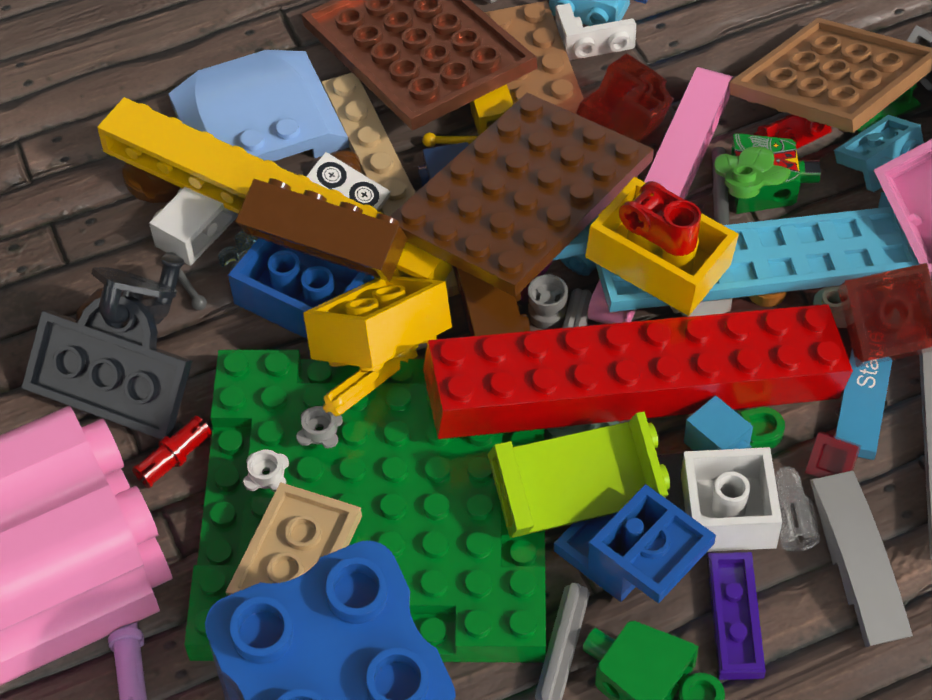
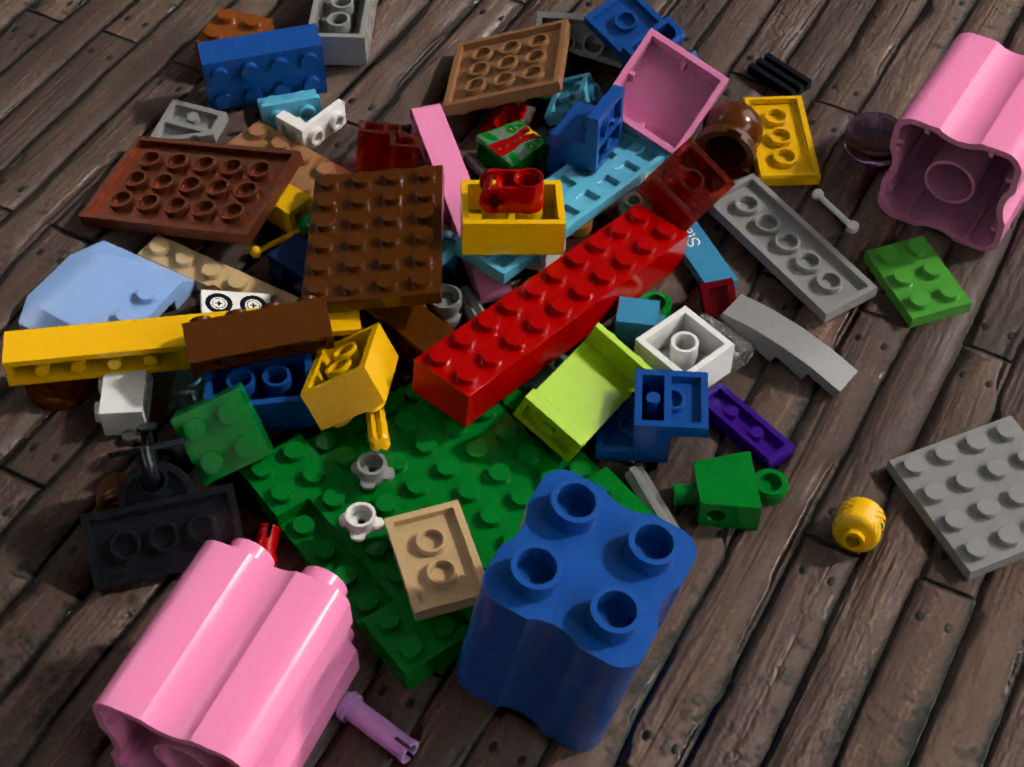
camera: 40 degrees left, 5 degrees down
(224, 307) = (222, 433): none -> green brick
(750, 171) = (512, 150): bright green plate -> none
(839, 196) = (587, 133): none -> blue bracket

